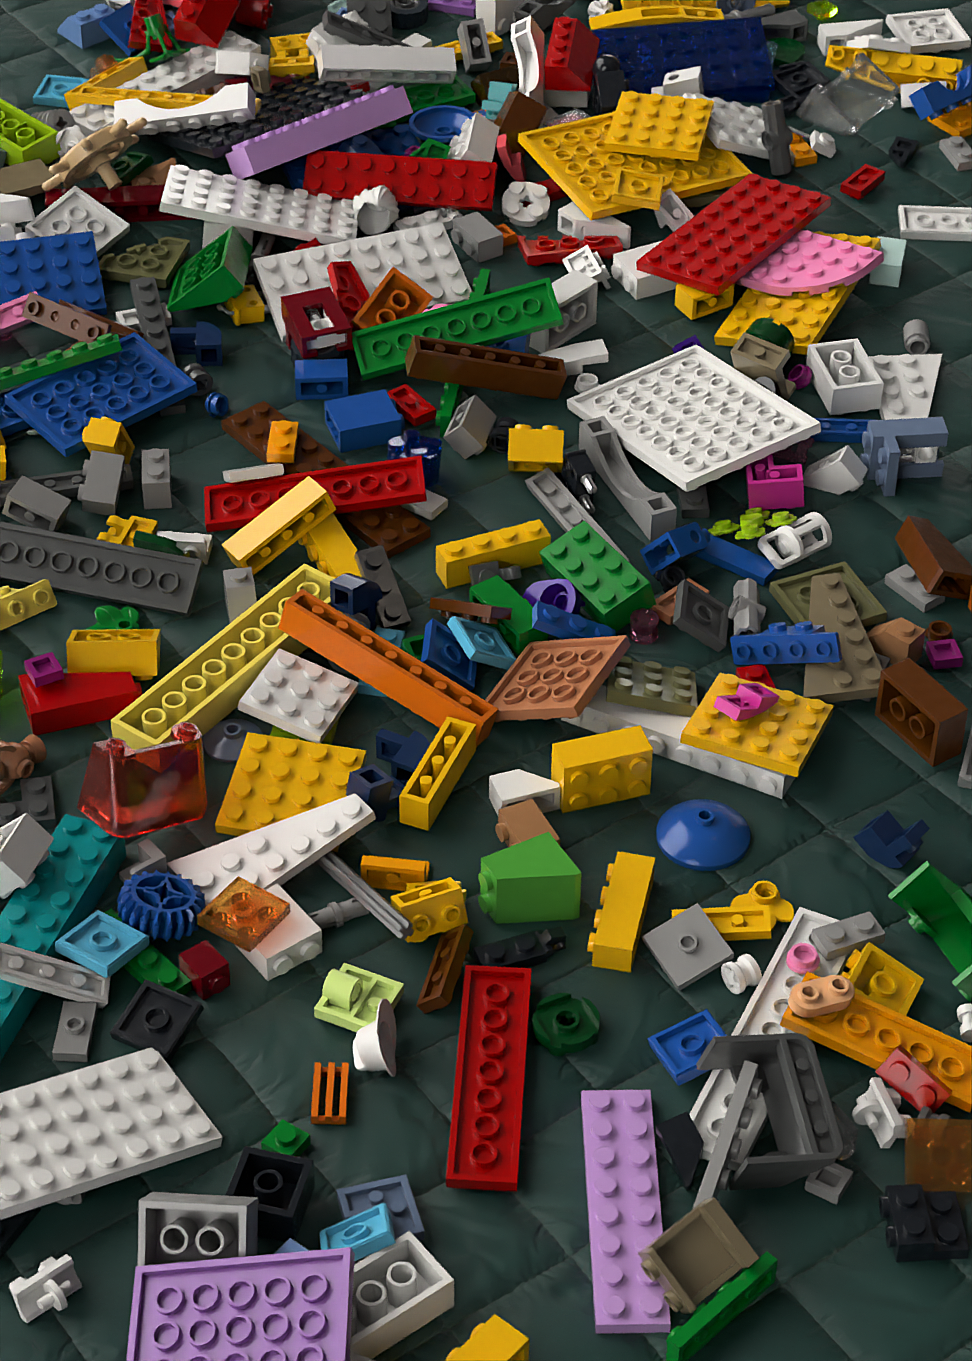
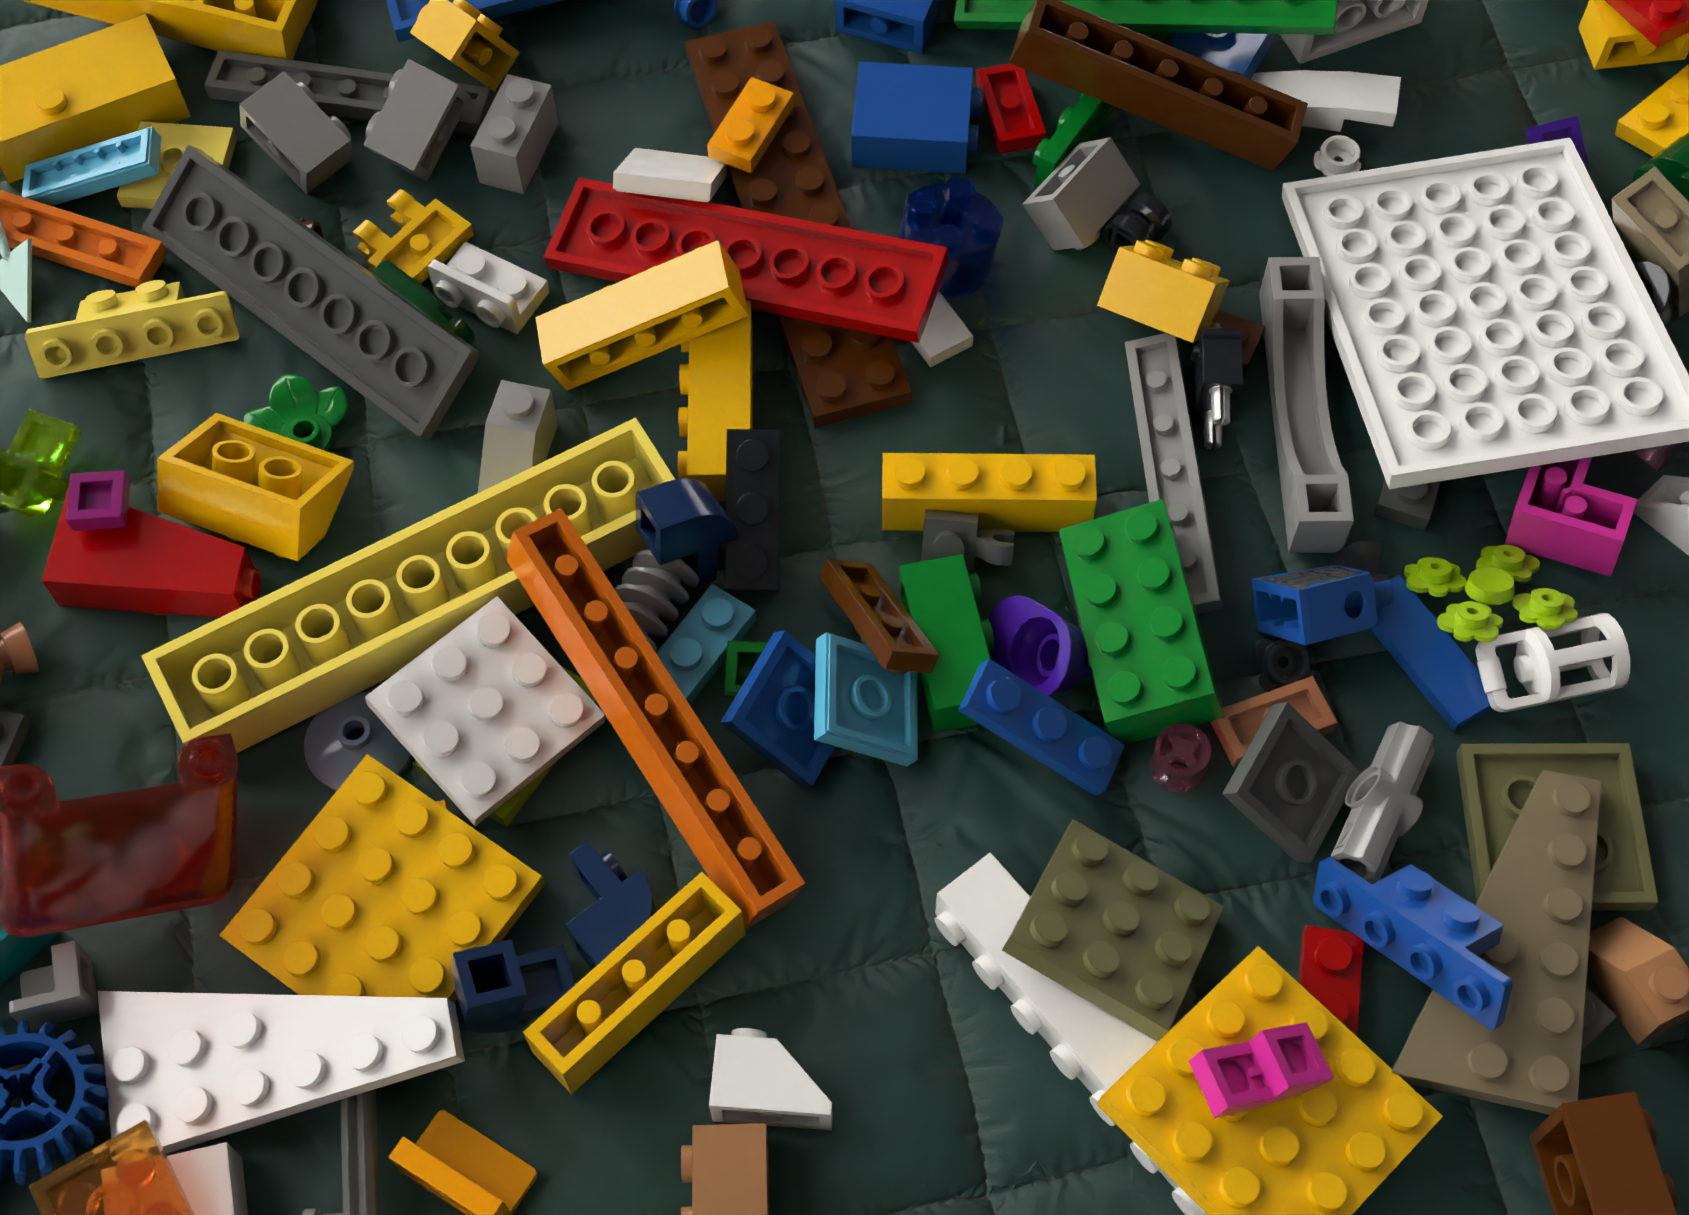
camera: 25 degrees right, 20 degrees up
(556, 677) = (942, 848): nougat plate -> none
(602, 768) = (926, 1102): yellow brick -> none

